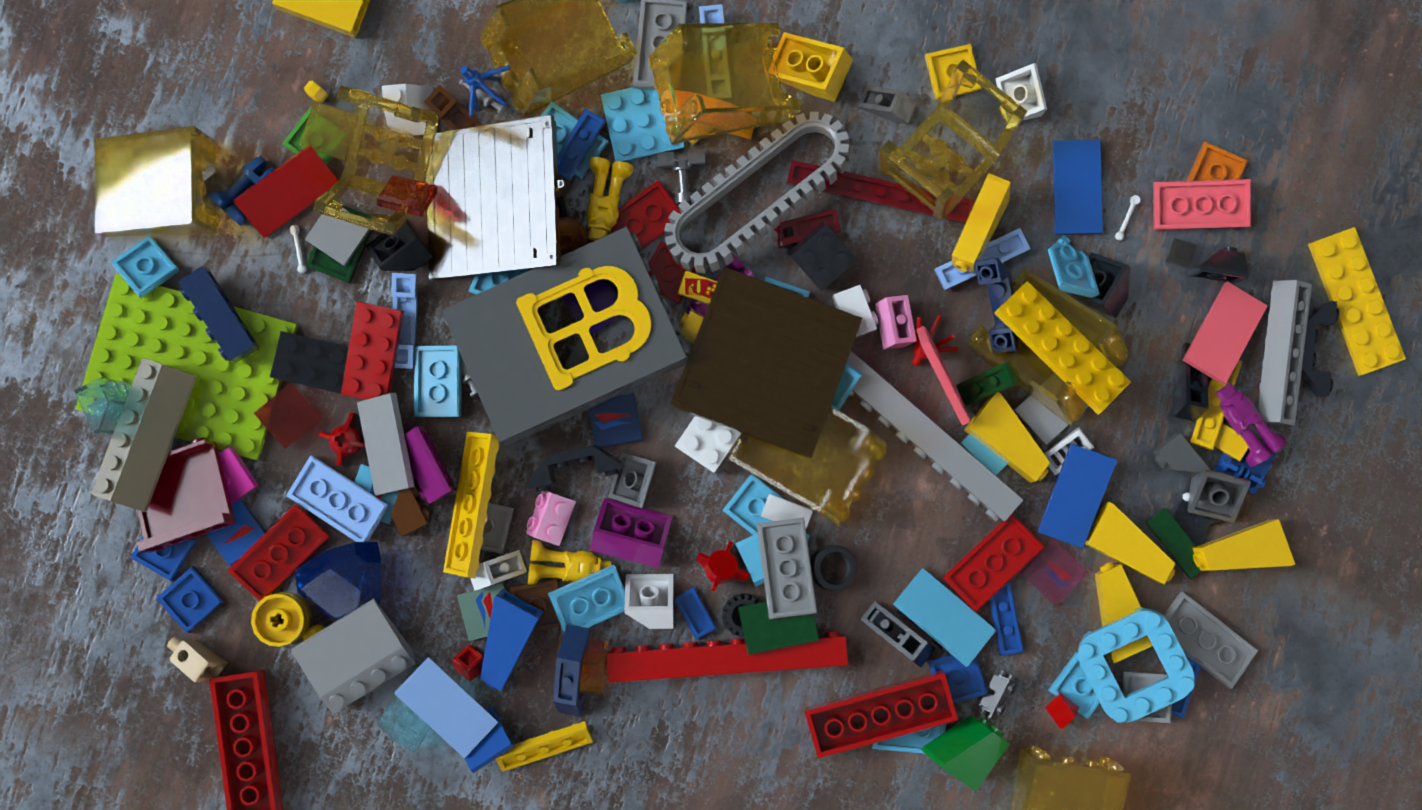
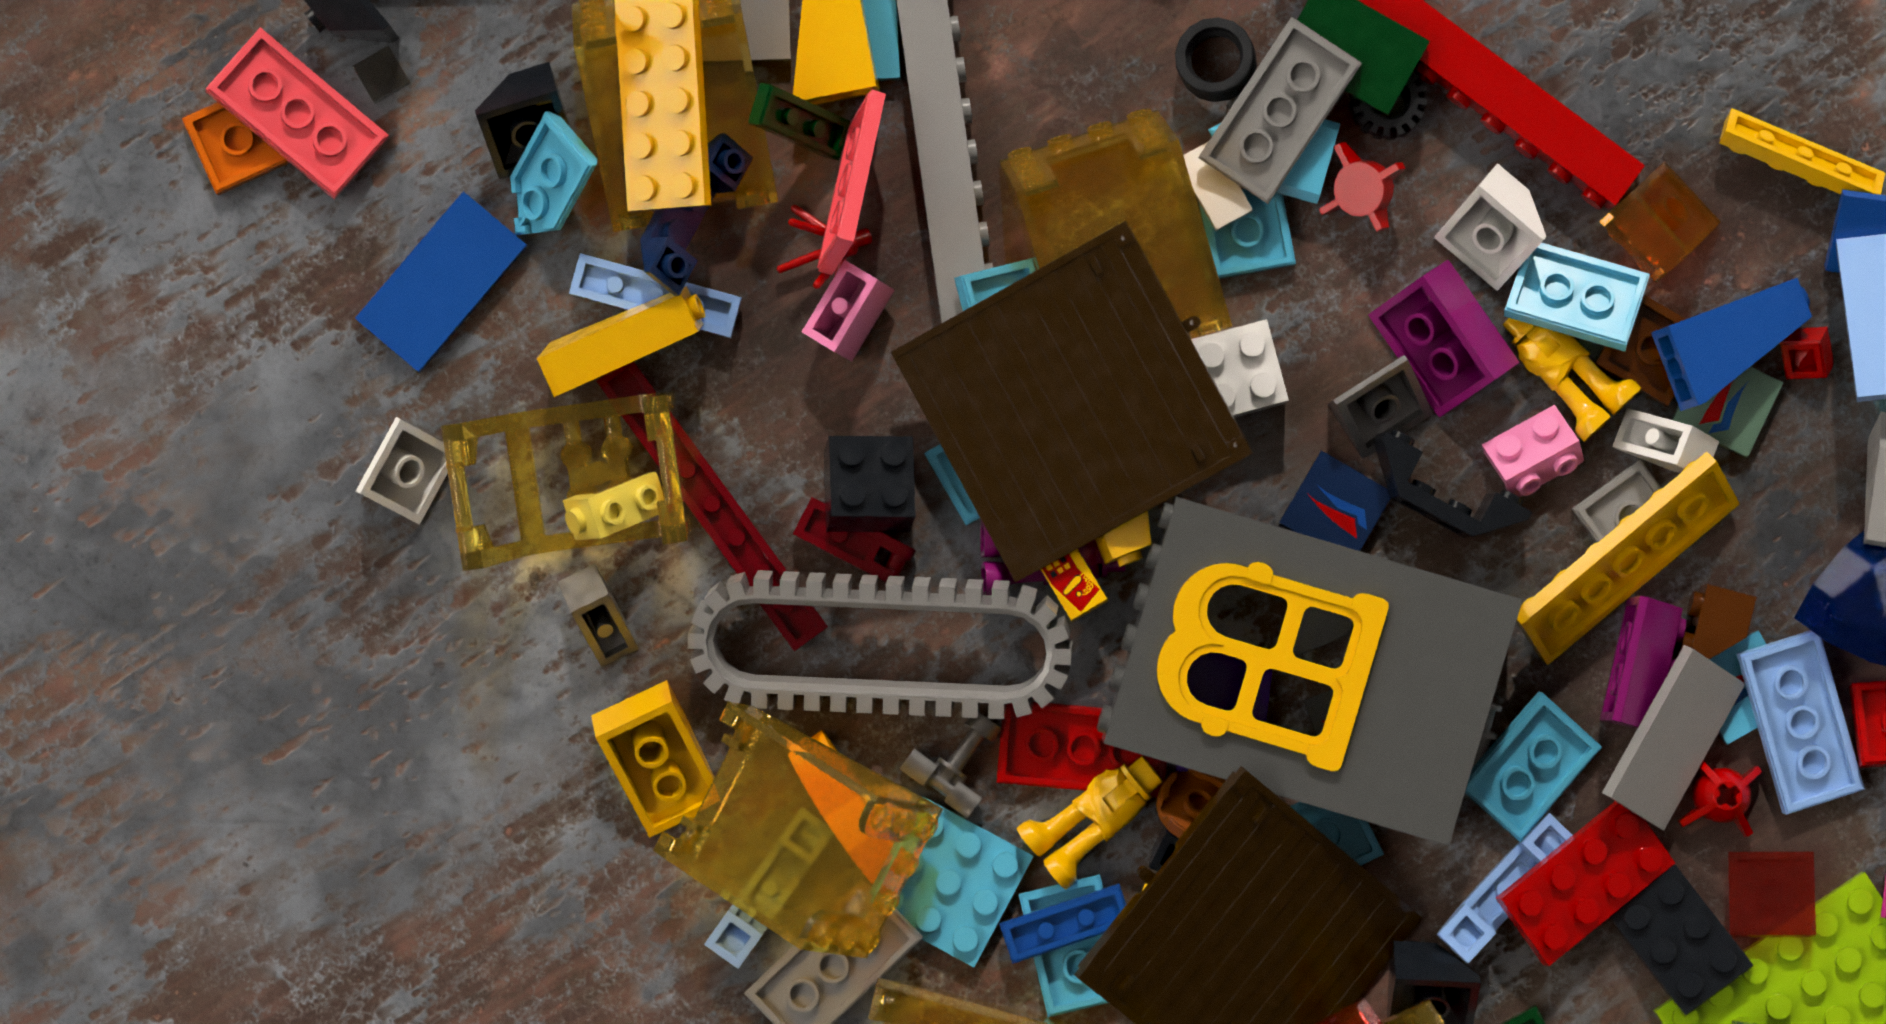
camera: 145 degrees left, 0 degrees up
(569, 670) = (1683, 225): dark blue slope -> none
(667, 273) = (1095, 645): red tile -> none
(695, 613) = (1449, 160): blue tile -> none
(855, 302) = (882, 384): white brick -> none
(922, 147) = (613, 509): none -> light yellow bracket
(942, 65) = (467, 597): yellow tile -> none
(1134, 200) = (380, 197): white hinge -> none

